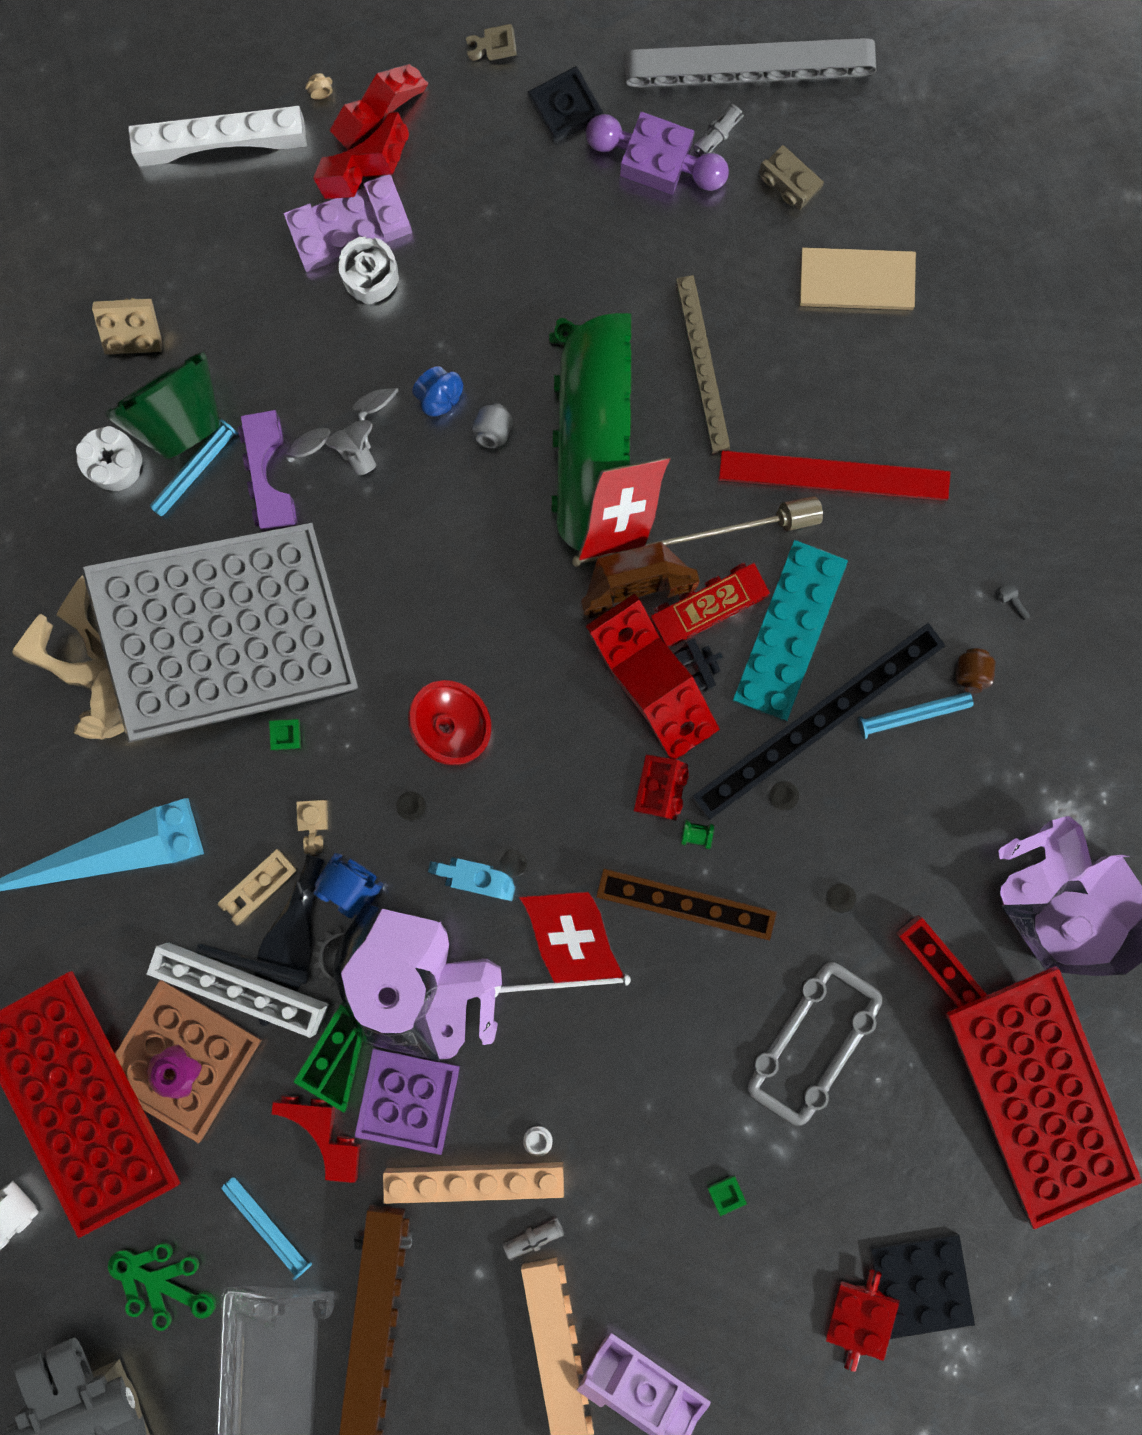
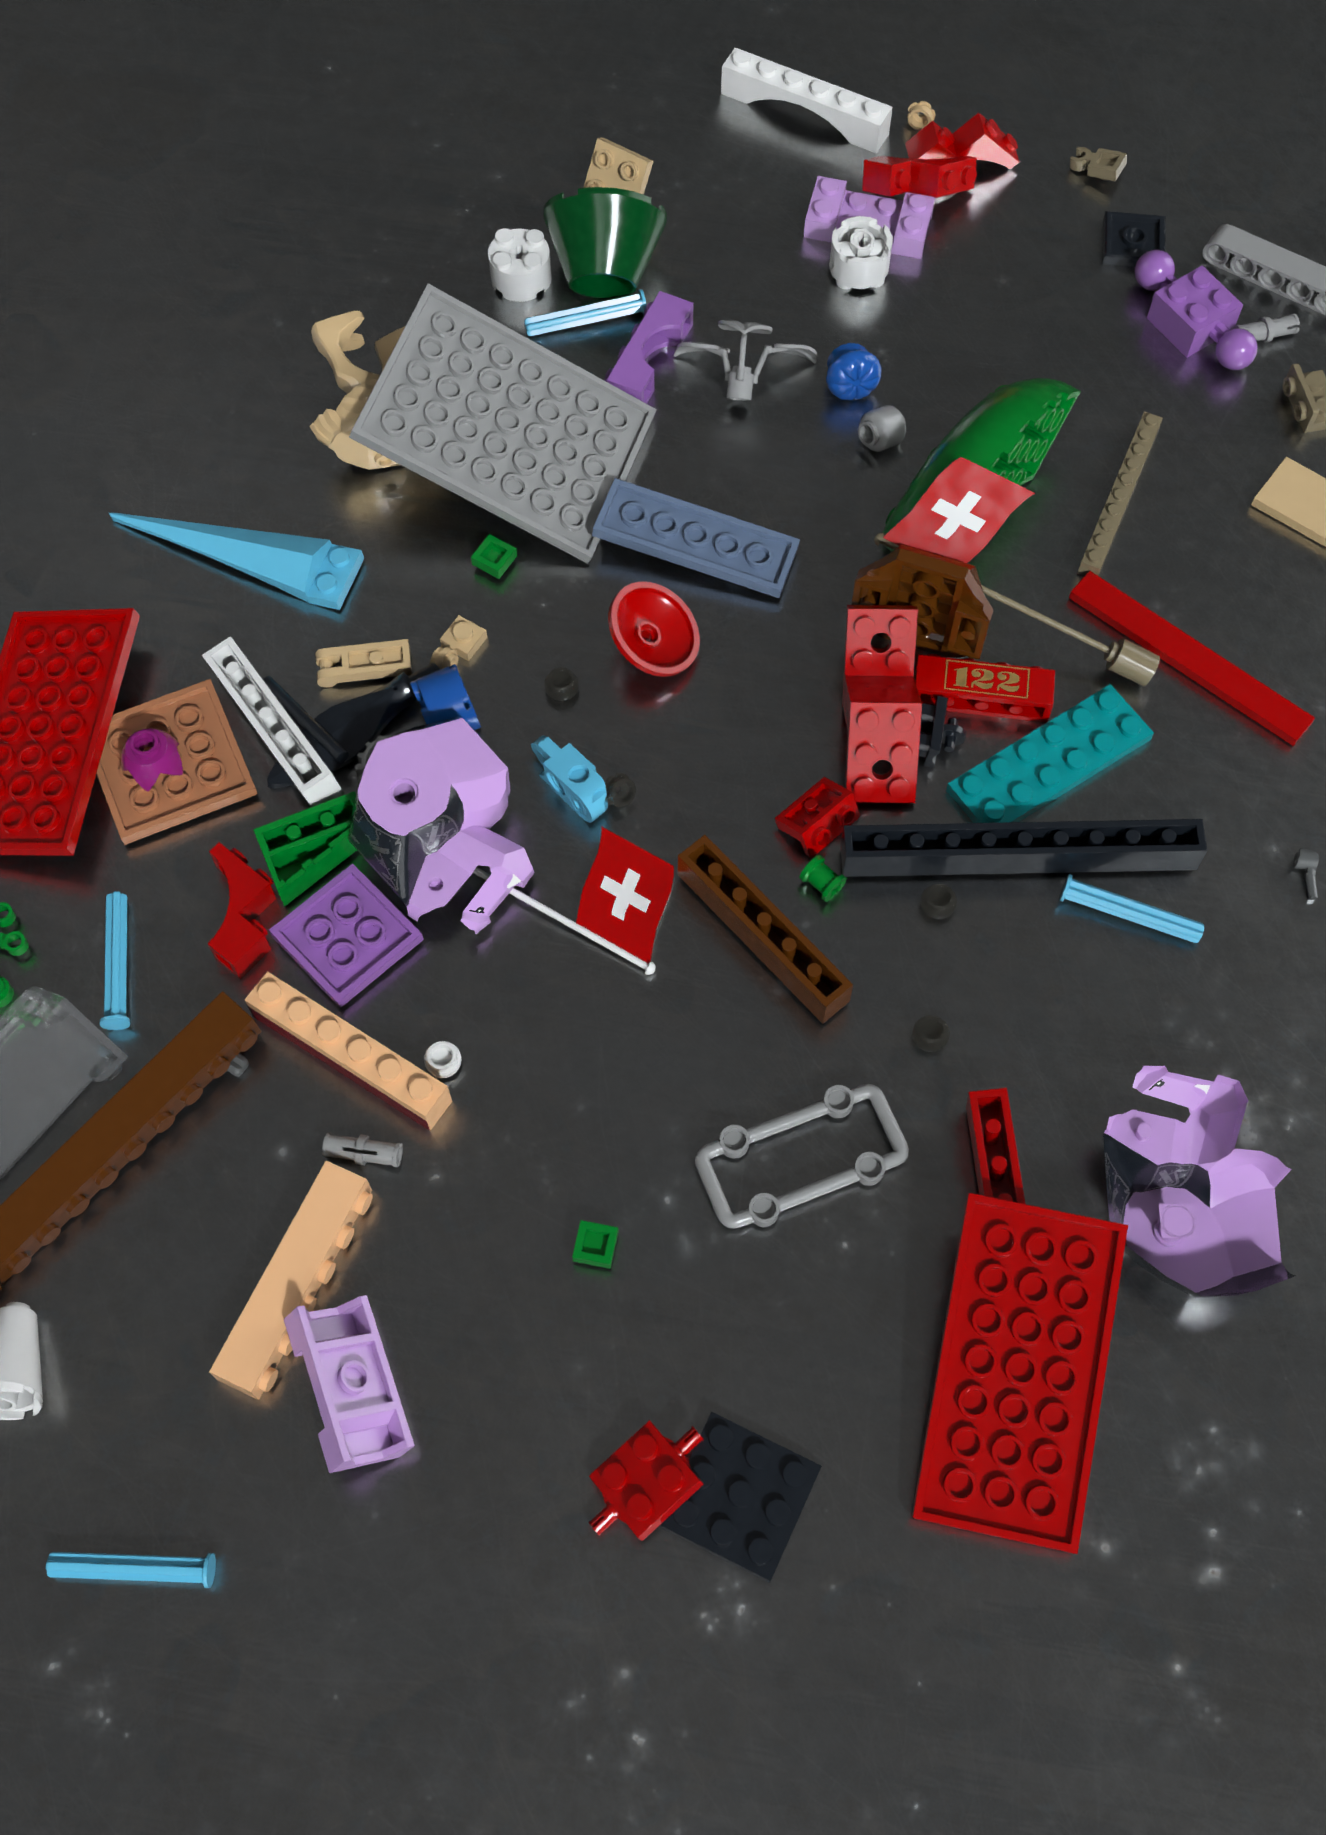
camera: 35 degrees right, 20 degrees down
(422, 619) = (696, 537): none -> sand blue plate
(975, 670) = (1224, 906): reddish brown head -> none

